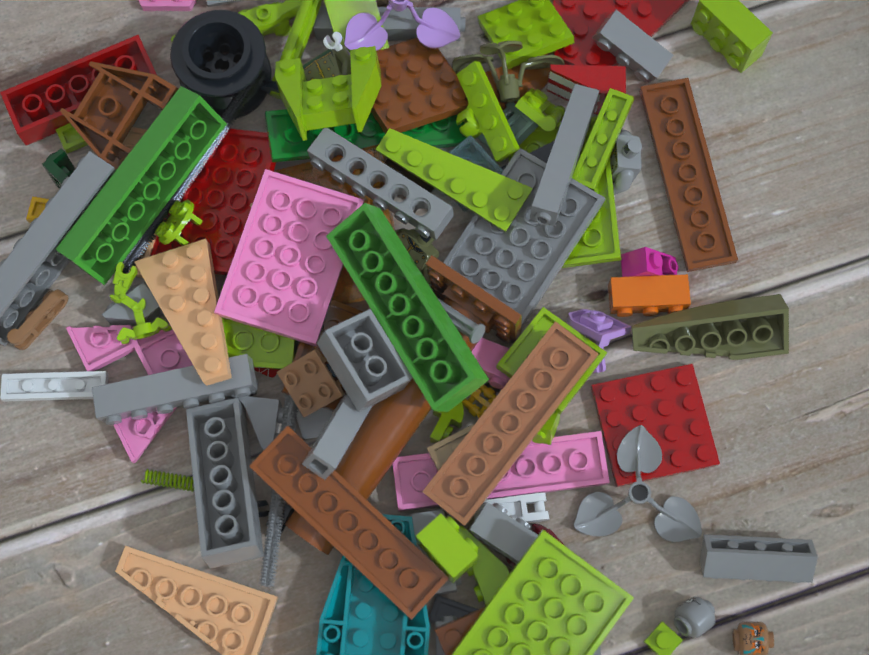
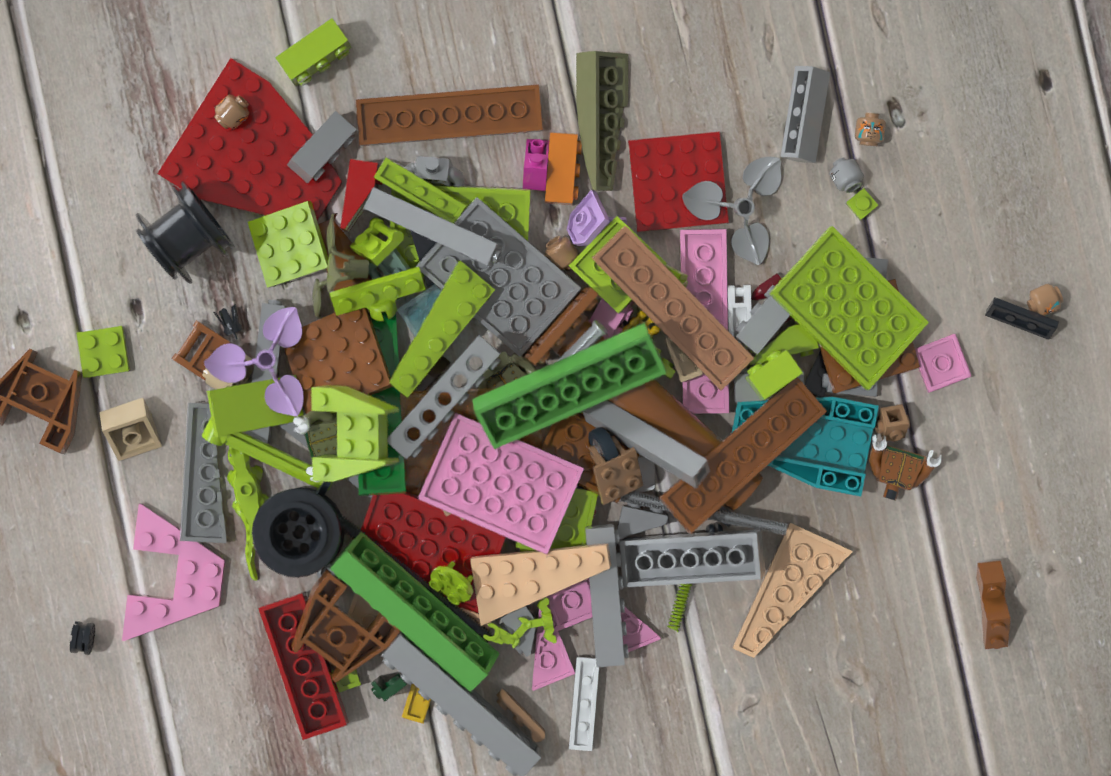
camera: 80 degrees left, 15 degrees up
(364, 360) = (613, 426): light grey brick -> none
(557, 302) = (561, 252): none -> medium nougat head

